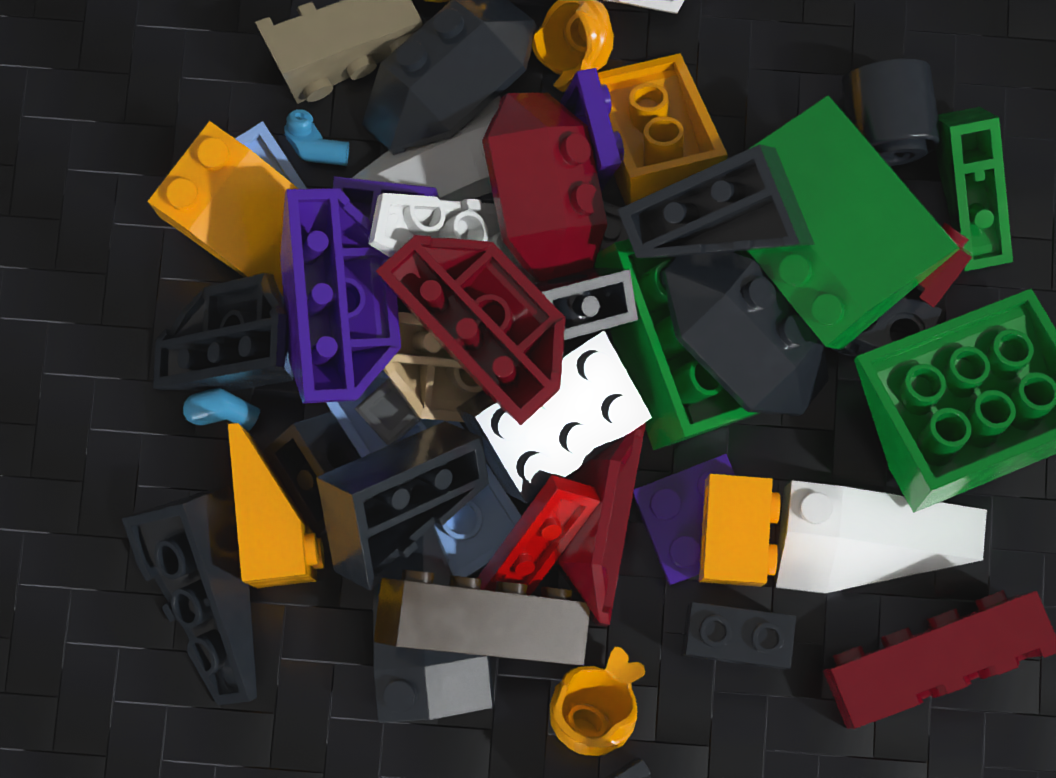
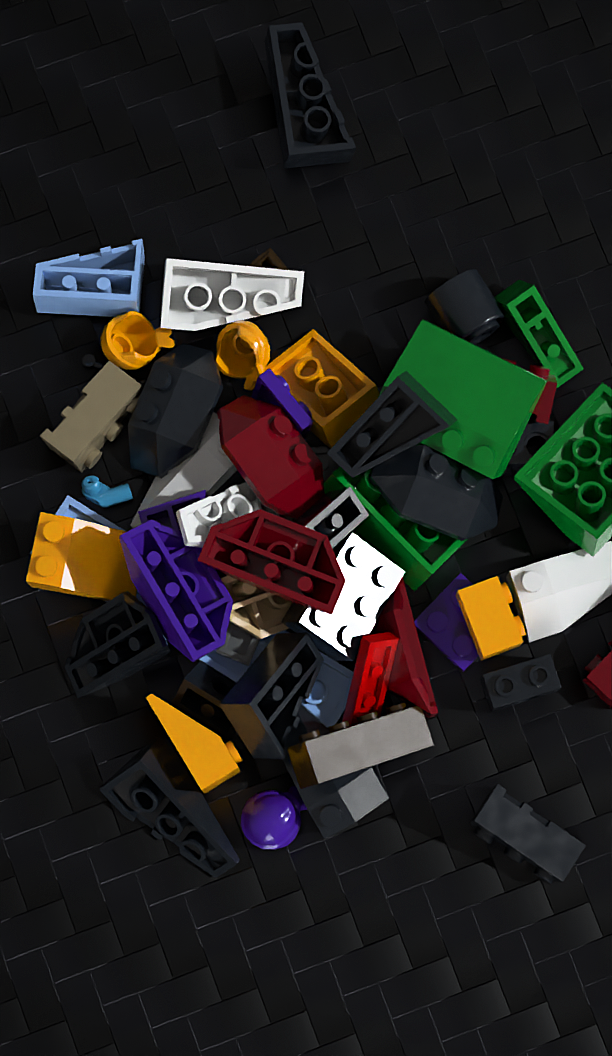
camera: 25 degrees left, 0 degrees up
(219, 405) = (126, 689): dark azure arm -> none
(325, 662) = (272, 818): none -> dark purple hat
(596, 706) = (453, 767): light orange hat -> none

